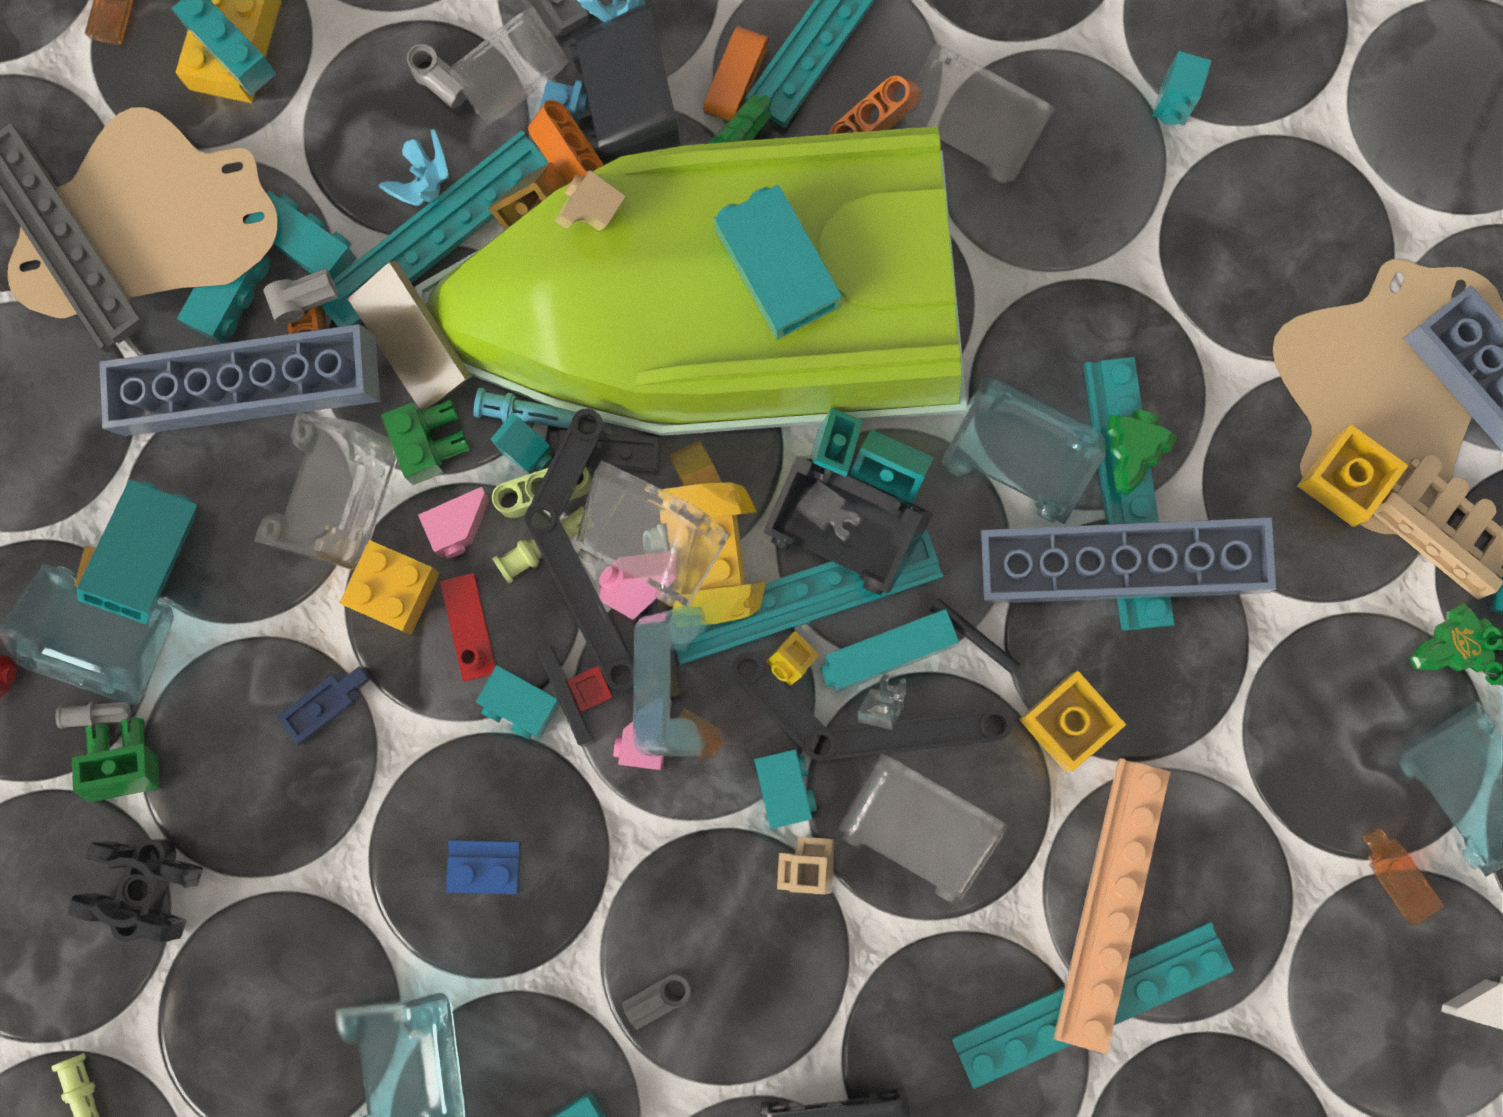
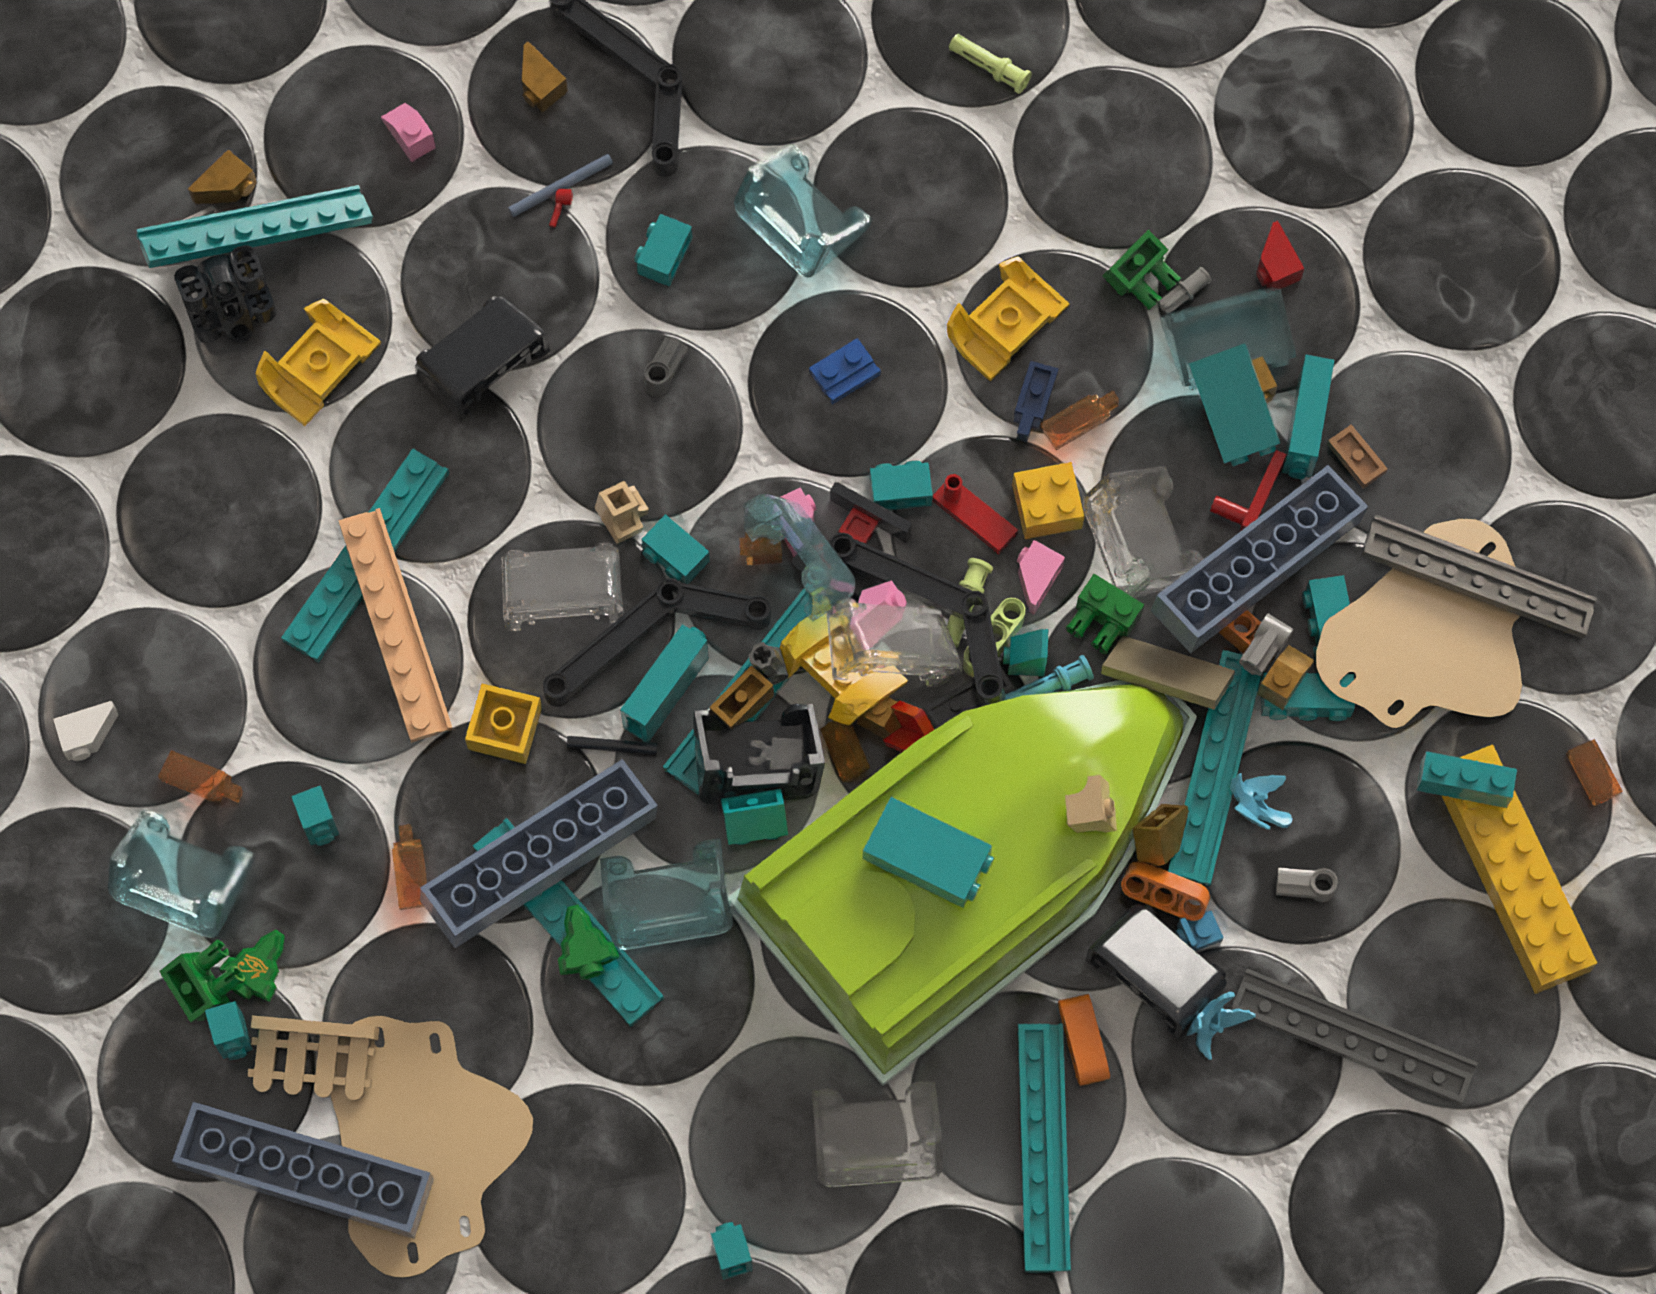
camera: 140 degrees right, 10 degrees down
(71, 432) = (1357, 456): none -> medium nougat plate
(80, 493) = (1308, 417): none -> teal brick
(146, 911) = (1070, 180): black piece -> none
(213, 441) = (1241, 514): none -> red piece
(286, 807) = (1005, 318): none -> yellow piece
(298, 652) = (1078, 419): none -> clear orange hinge
(306, 251) = (1285, 677): none -> pearl gold slope
(509, 66) = (1256, 924): clear piece -> none
(695, 434) = (914, 726): none -> red panel
(746, 121) = (1046, 988): green rock -> none
(761, 474) = (845, 750): none -> clear orange plate
(778, 598) = (769, 662): none -> dark grey piece
(792, 659) = (731, 638): yellow bracket -> none
(830, 577) = (743, 698): none -> pearl gold slope
(836, 441) = (803, 796): teal slope -> none
(883, 706) = (643, 645): clear plate -> none
(889, 109) = (951, 1067): orange beam -> none
(1249, 641) = (409, 868): none -> clear orange hinge
(1318, 749) = (315, 816): none -> teal brick
(1352, 475) = (410, 1033): yellow brick -> none

